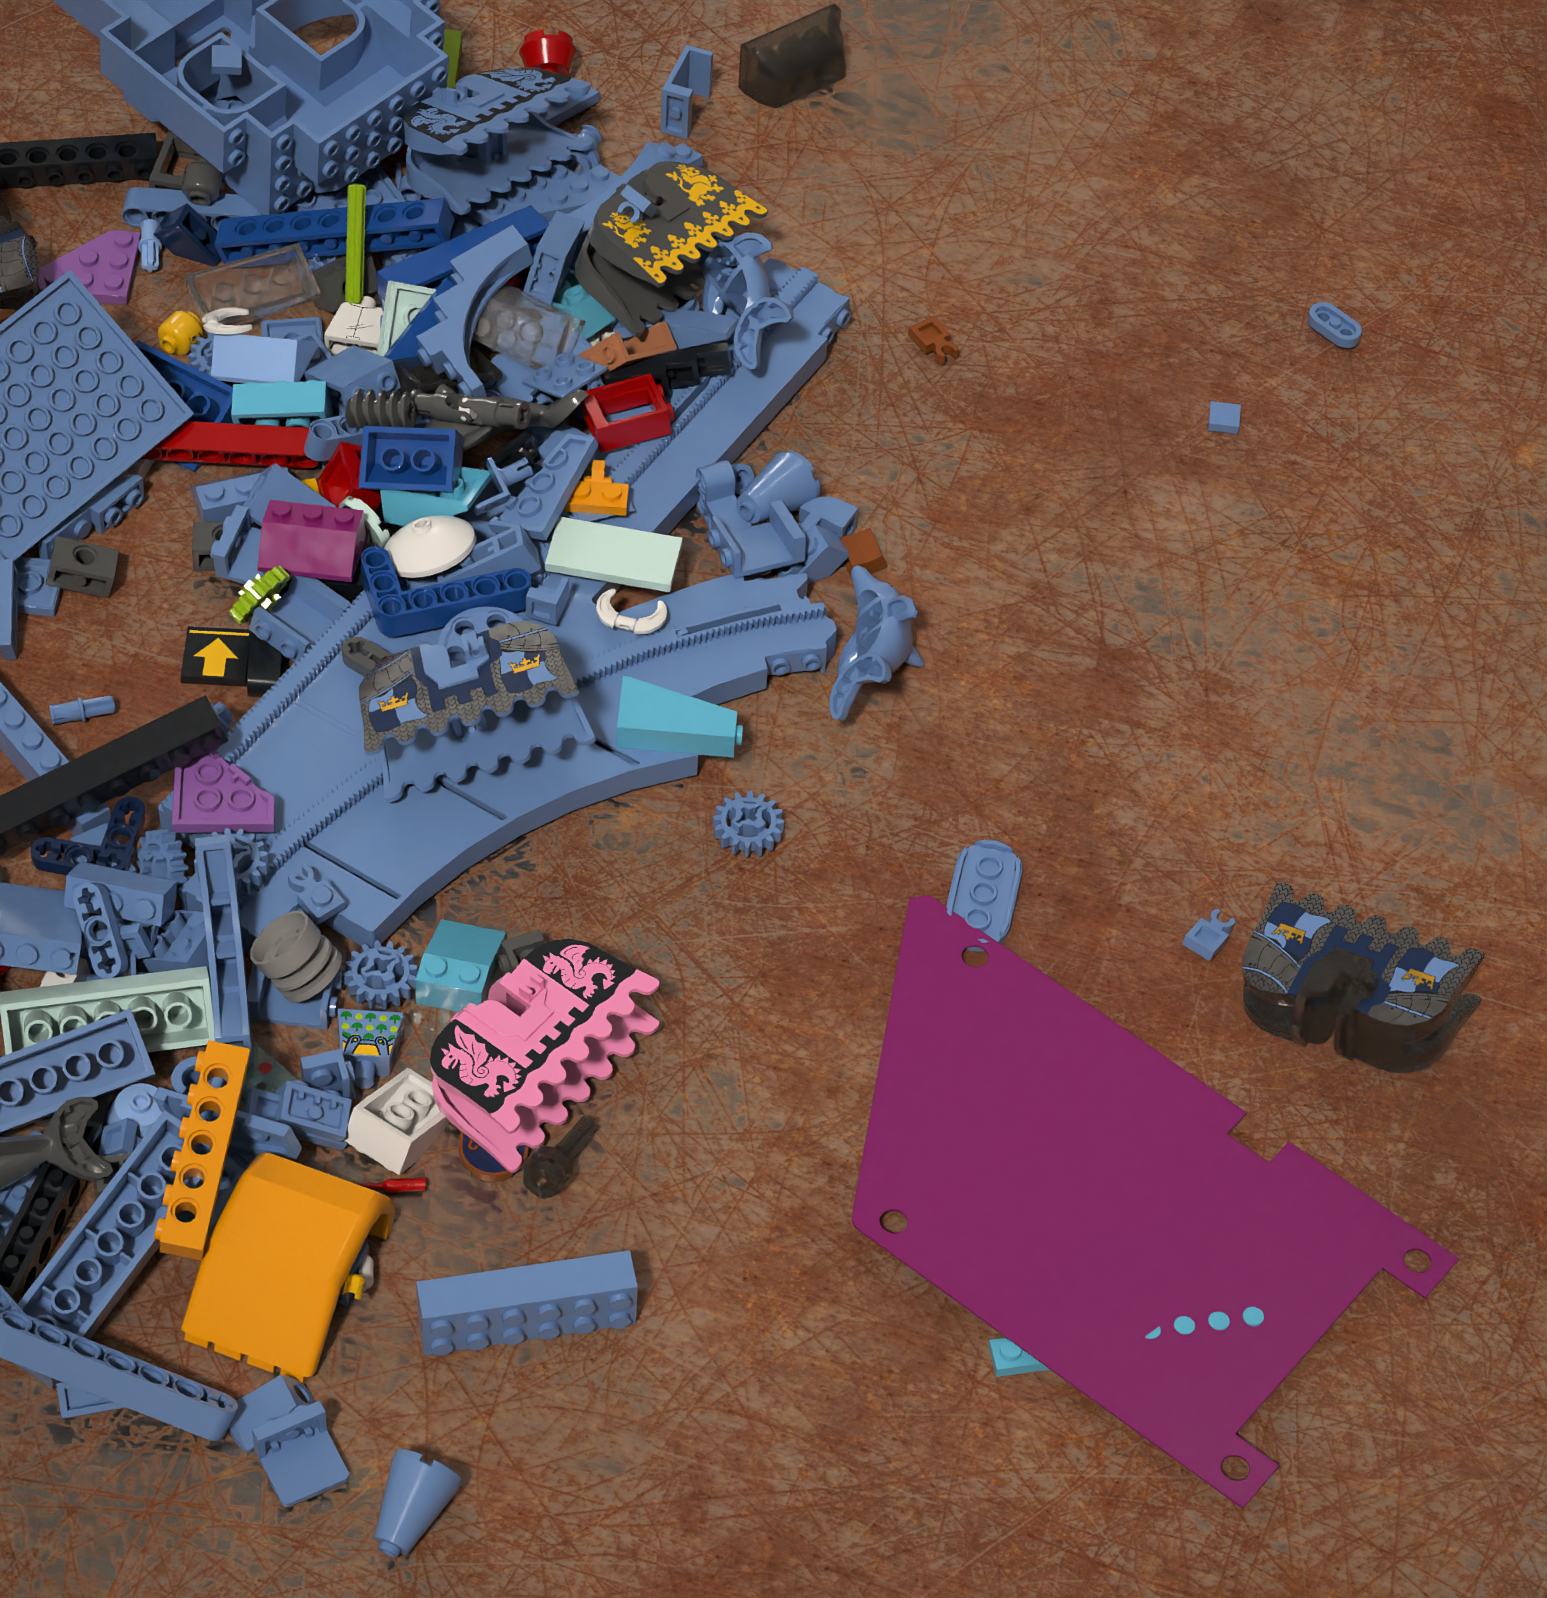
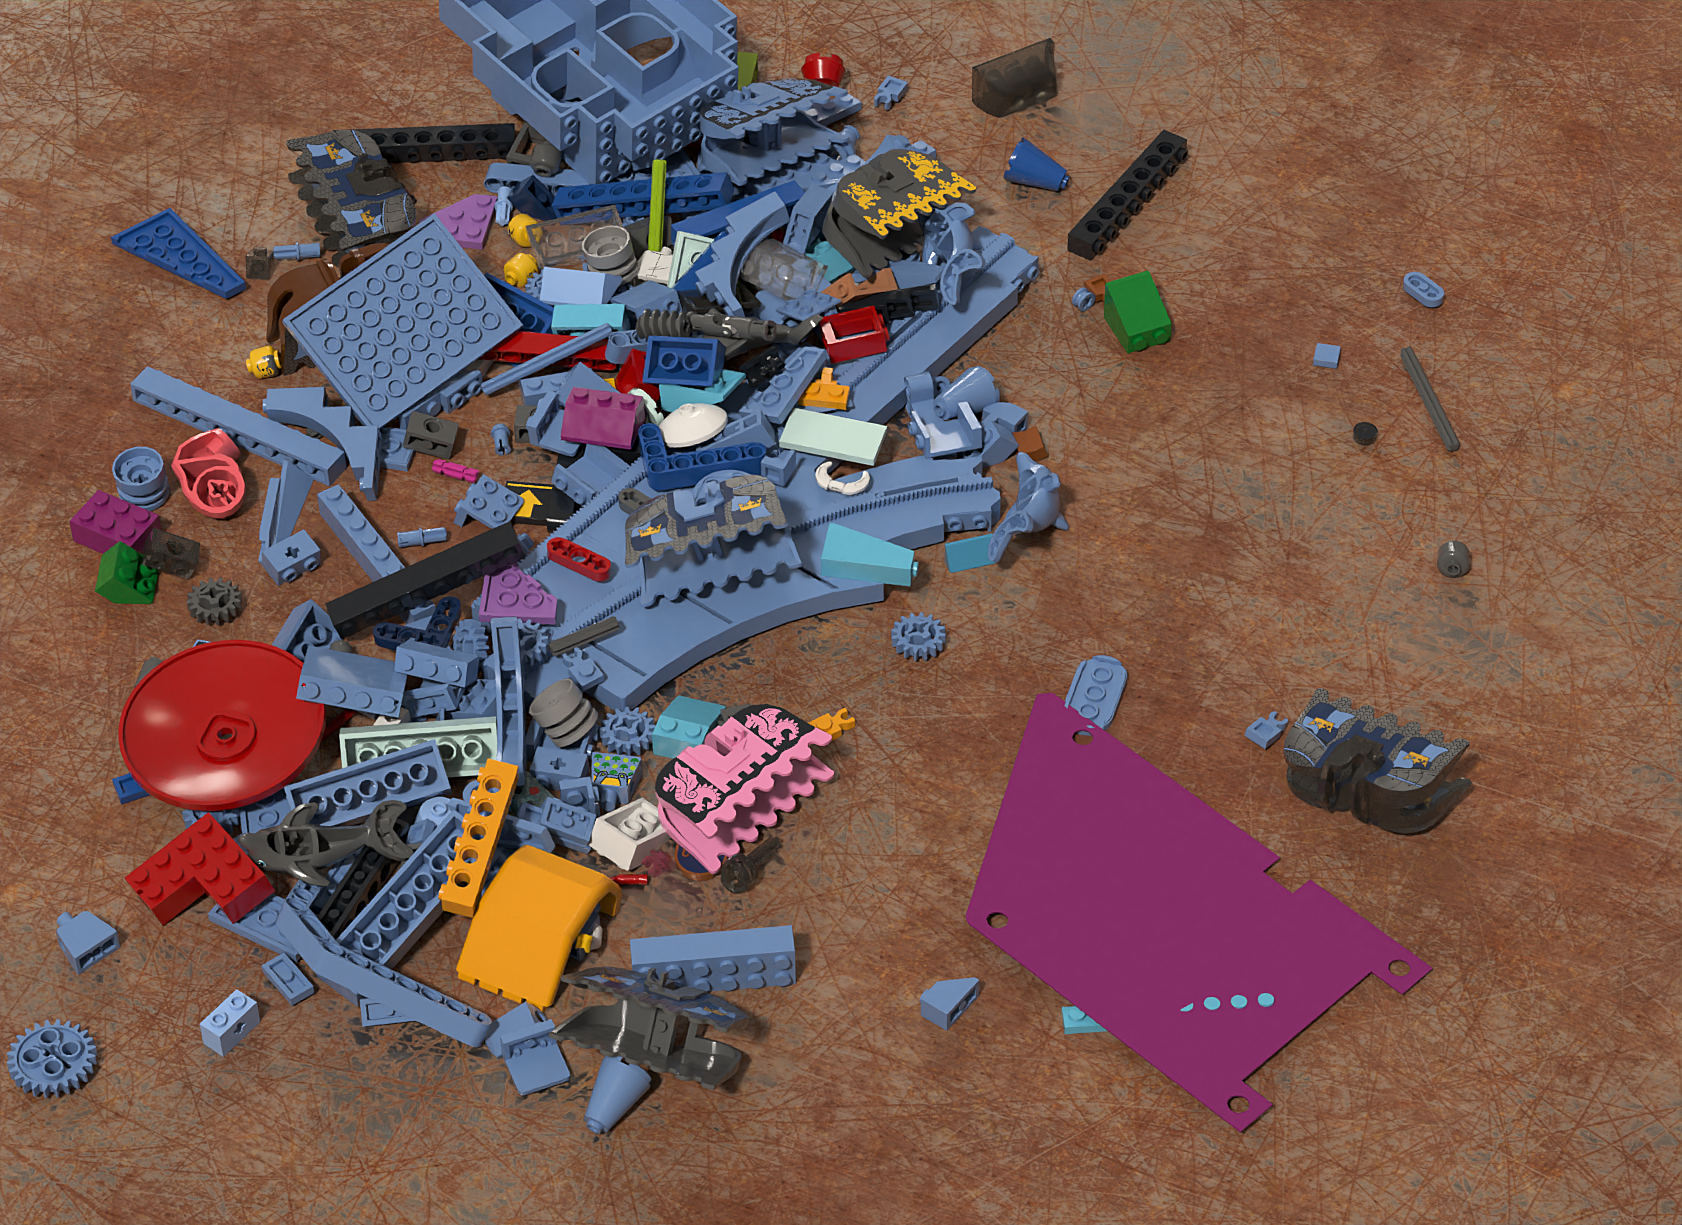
camera: 10 degrees right, 5 degrees down
(87, 923) = (409, 681): medium blue beam -> none
(118, 614) = (455, 471): none -> dark pink axle
(168, 662) = (488, 503): none -> medium blue bracket
(173, 274) = (517, 229): none -> yellow head
(174, 562) = (500, 435): none -> medium blue pin
(213, 326) = (543, 260): white piece -> none
(226, 59) = (569, 67): medium blue tile -> none
(228, 457) = (546, 359): none -> medium blue axle
(261, 592) = (562, 454): lime gear -> none
(289, 726) = (587, 567): none -> red beam
(294, 1032) = (557, 765): none -> medium blue brick
(299, 309) = (610, 252): none -> light grey wheel
(313, 847) = (583, 636): none -> dark grey axle
(441, 1159) = (659, 859): none -> clear pink plate
(446, 1400) = (646, 1023): none -> dark grey animal
(503, 478) = (752, 377): medium blue bracket -> none
(634, 75) = (890, 90): none -> medium blue plate
(638, 203) = (870, 175): medium blue tile -> none
(647, 955) = (835, 724): none -> light orange plate
(689, 76) = (930, 90): medium blue panel -> none
(801, 705) = (967, 553): none -> dark azure slope
(831, 176) = (1035, 168): none -> blue cone
(841, 1340) = (948, 1000): none -> medium blue slope
(909, 351) = (1083, 299): none -> medium blue bush
(950, 209) = (1127, 195): none -> black brick
(981, 368) = (1136, 312): none -> green slope
(1284, 521) = (1365, 433): none -> tile
(1360, 472) = (1430, 399): none -> dark grey axle
(1417, 689) = (1453, 559): none -> dark grey head

